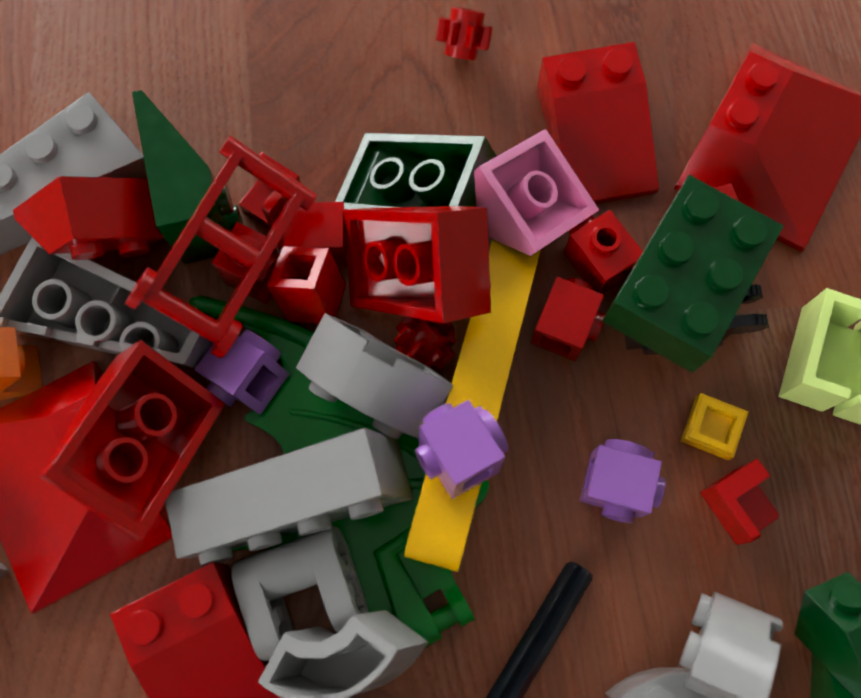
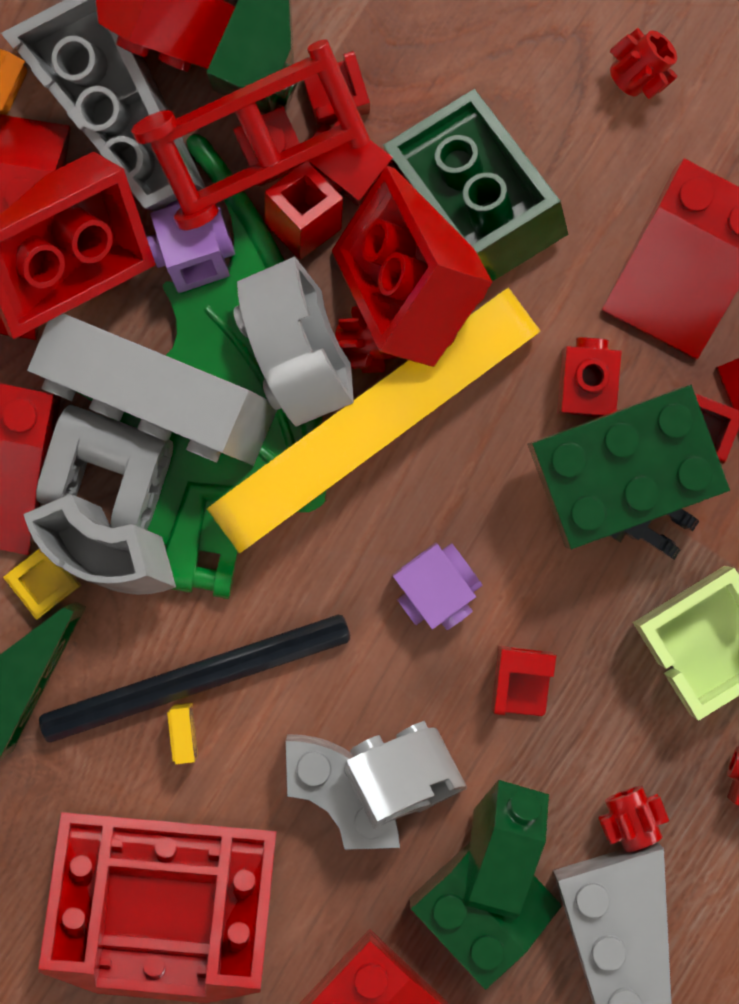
camera: 40 degrees right, 15 degrees up
(460, 446) = (314, 461): medium lavender brick -> none
(531, 195) = (560, 286): bright pink slope -> none
(569, 318) = (510, 415): red brick -> none
(714, 426) = (556, 603): yellow tile -> none

